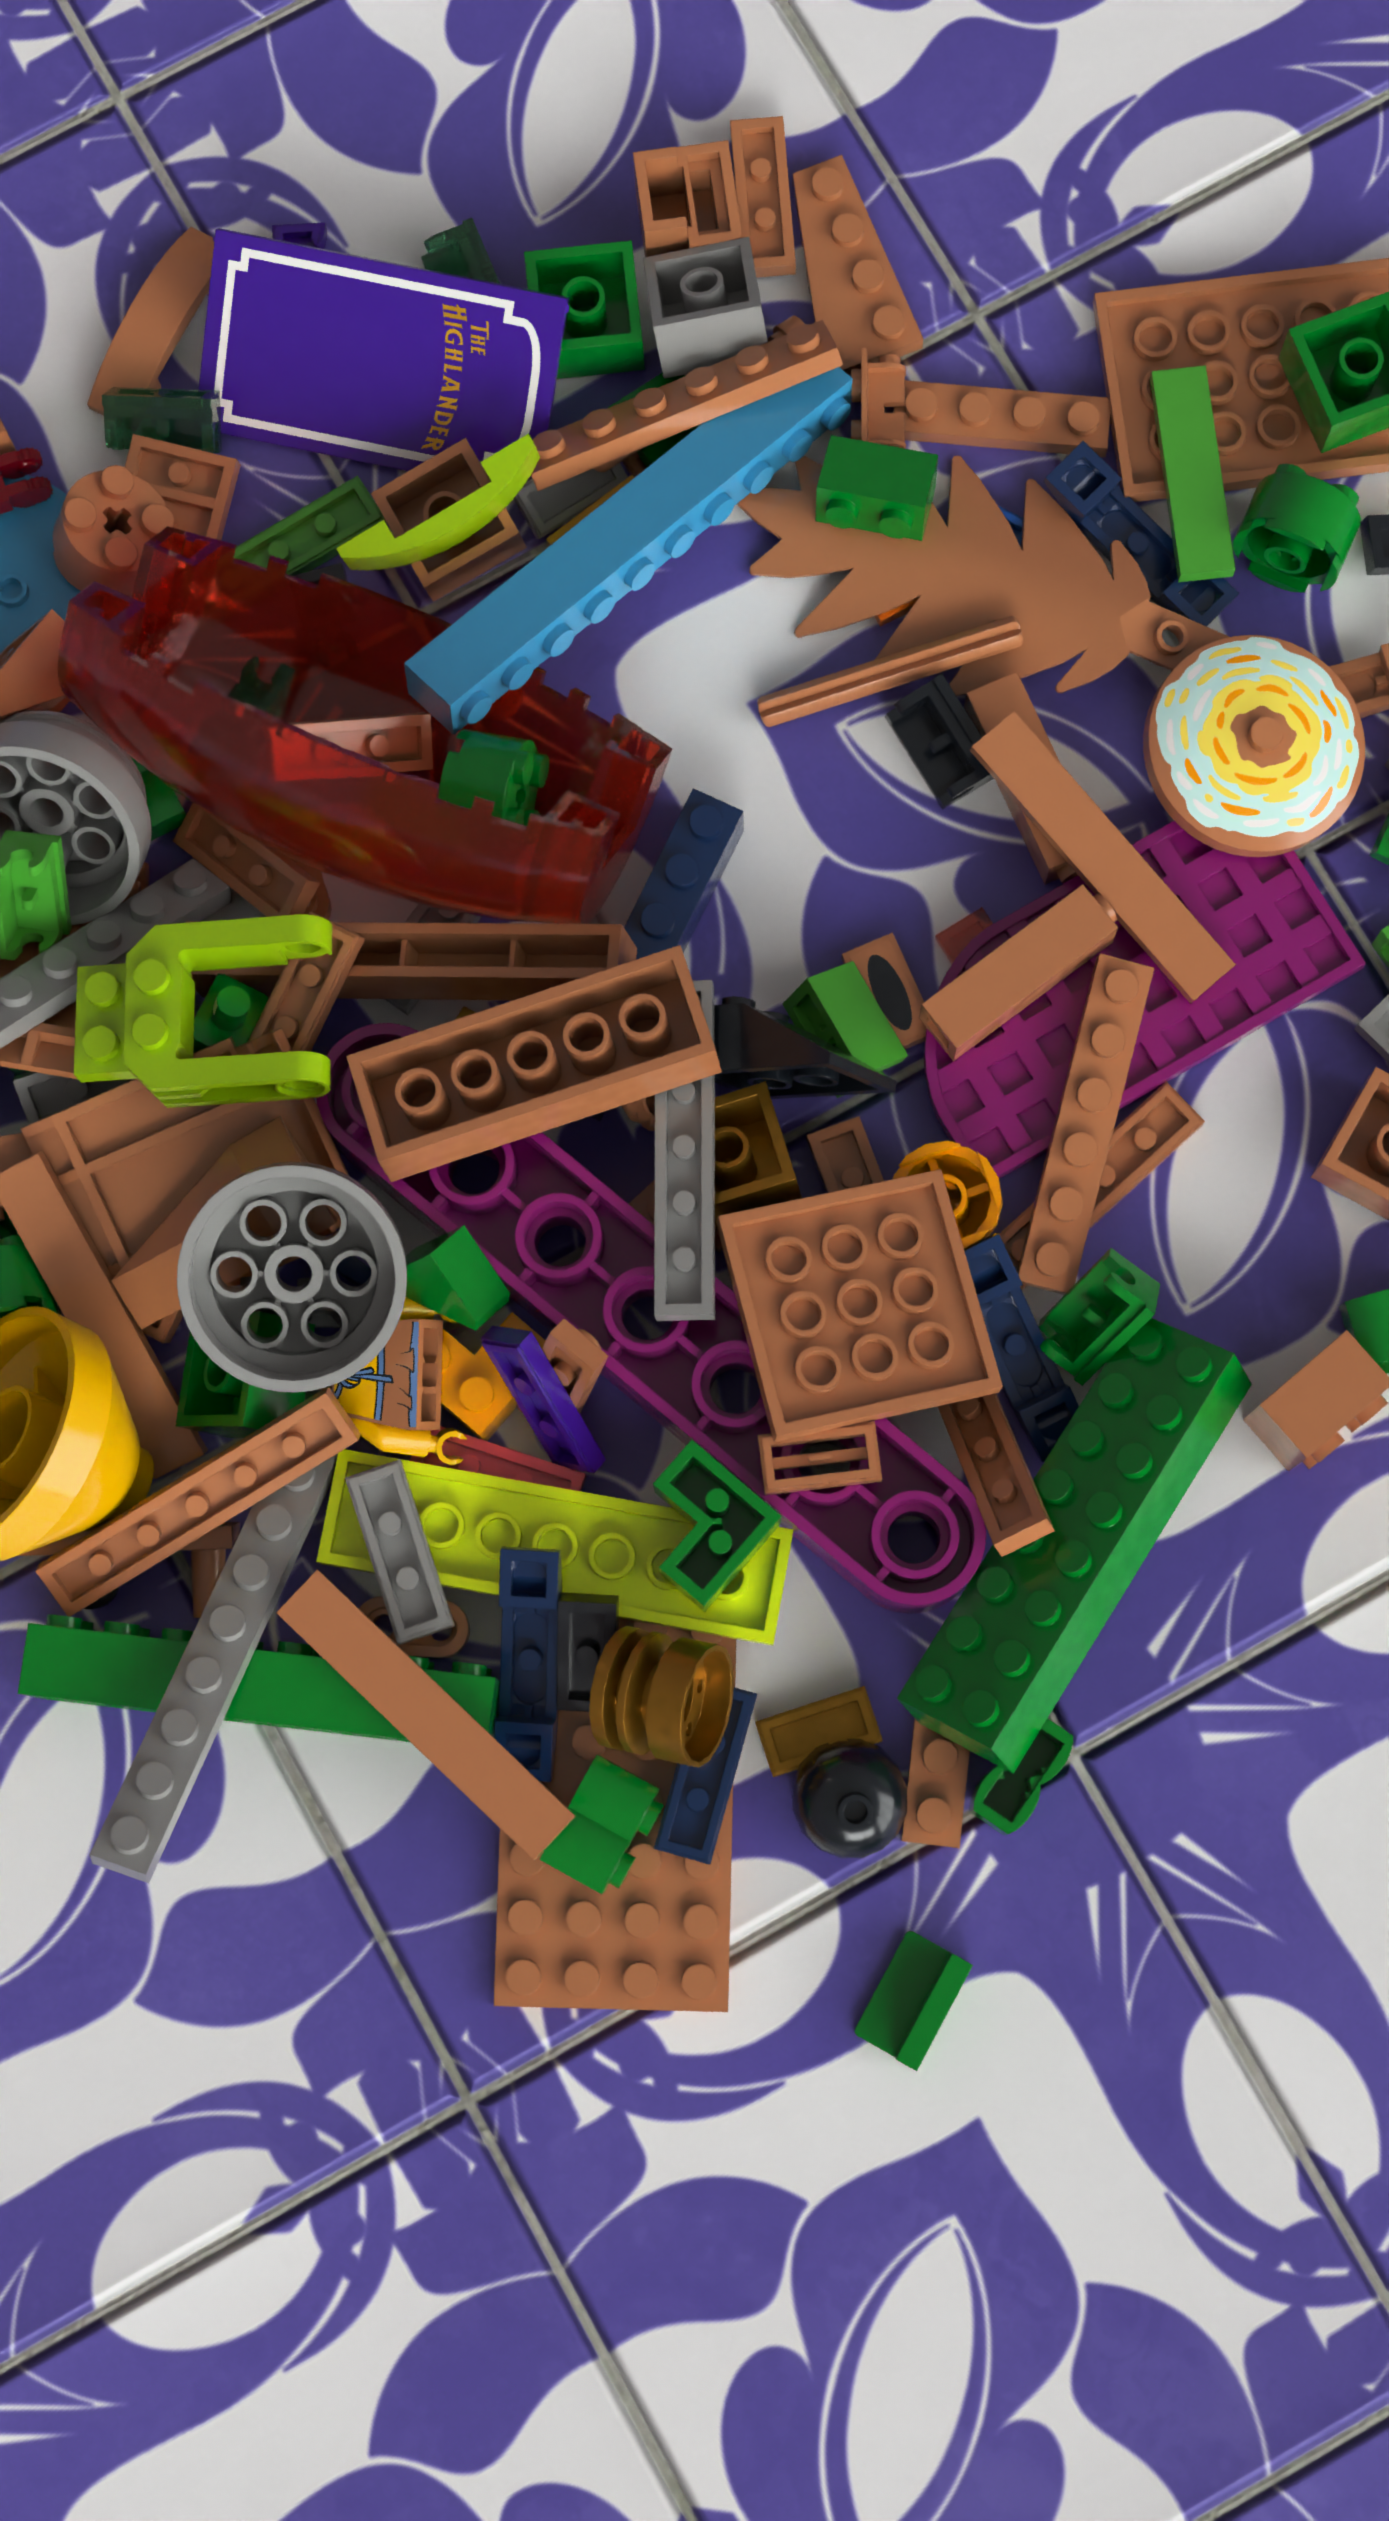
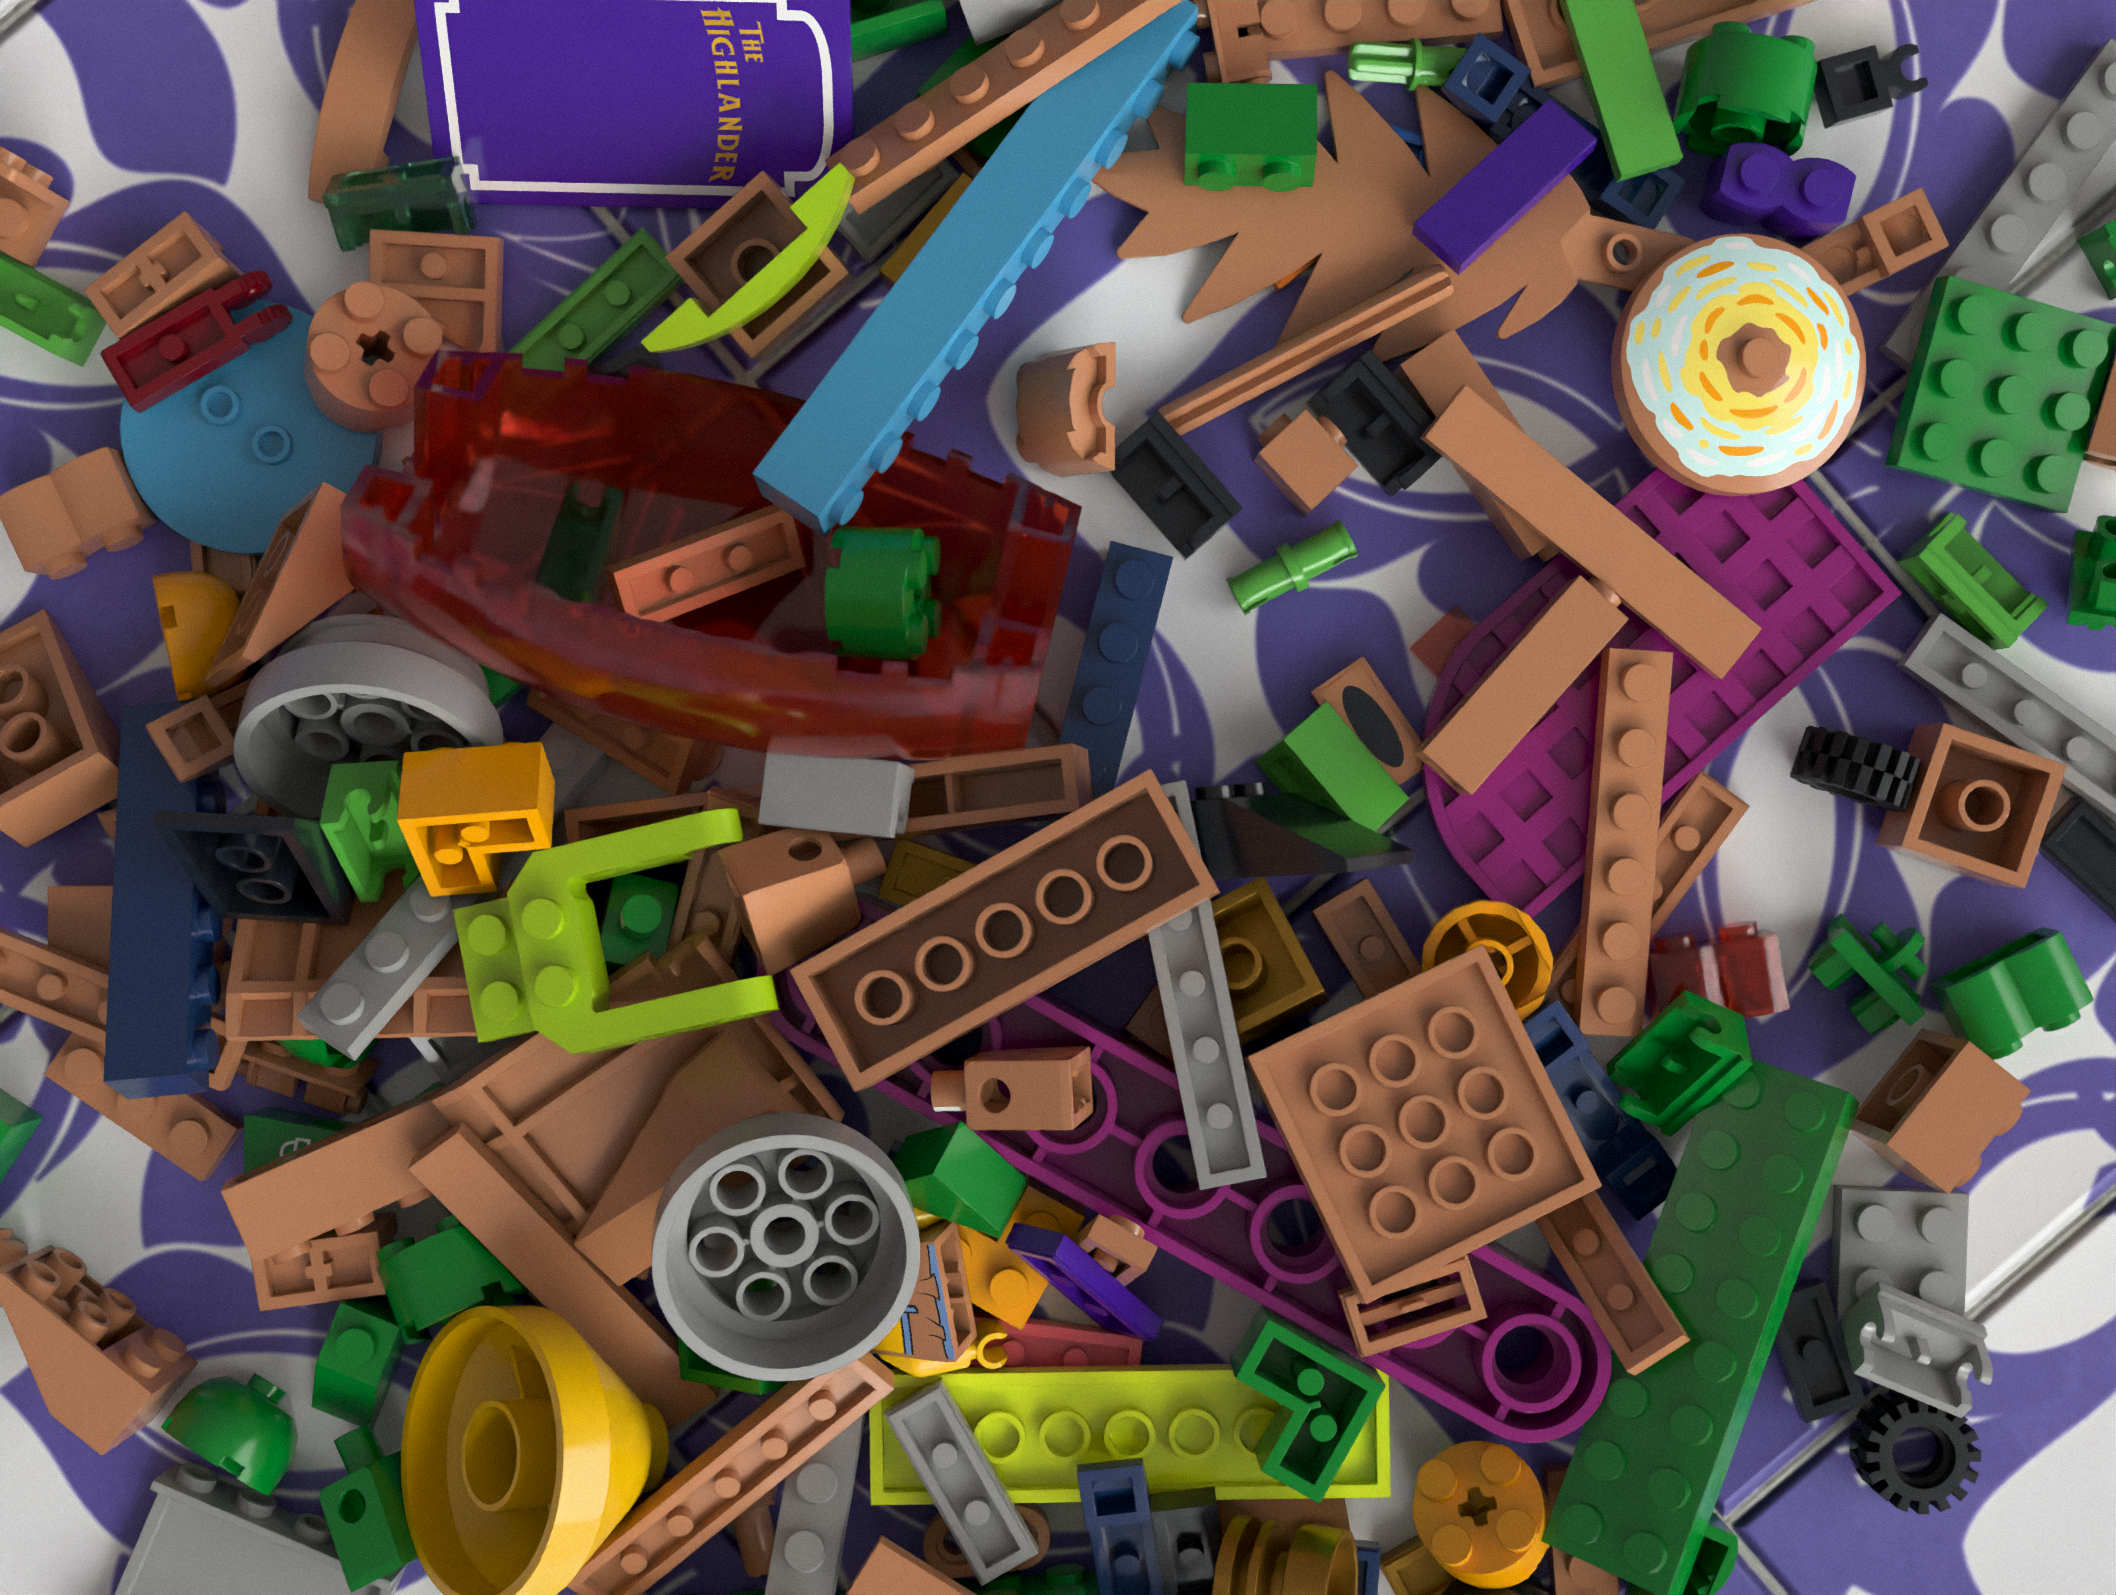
camera: 15 degrees left, 10 degrees up
(110, 879) = (470, 807): none -> light orange brick
(365, 999) = (796, 891): none -> nougat torso
(417, 926) = (836, 795): none -> light grey hinge
(520, 1199) = (1045, 1086): none -> nougat torso
(674, 684) = (1063, 413): none -> nougat cylinder
(757, 762) = (1173, 486): none -> black hinge
(846, 848) = (1292, 567): none -> bright green pin
(850, 1677) = (1449, 1498): none -> light orange brick
(873, 761) = (1304, 458): none -> nougat brick
(1014, 457) = (1402, 63): none -> bright green axle
(1080, 565) = (1504, 186): none -> dark purple tile
(1166, 1251) = (1733, 970): none -> clear red brick
(1177, 1604) = (1815, 1354): none -> black plate
(1268, 1611) = (1916, 1348): none -> light grey hinge
(1270, 1260) = (1889, 993): none -> green hips
(1272, 1536) = (1901, 1239): none -> light grey plate
(1290, 1712) = (1932, 1483): none -> black tyre
(1297, 1098) = (1855, 768): none -> black tyre
(1310, 614) = (1787, 197): none -> dark purple brick

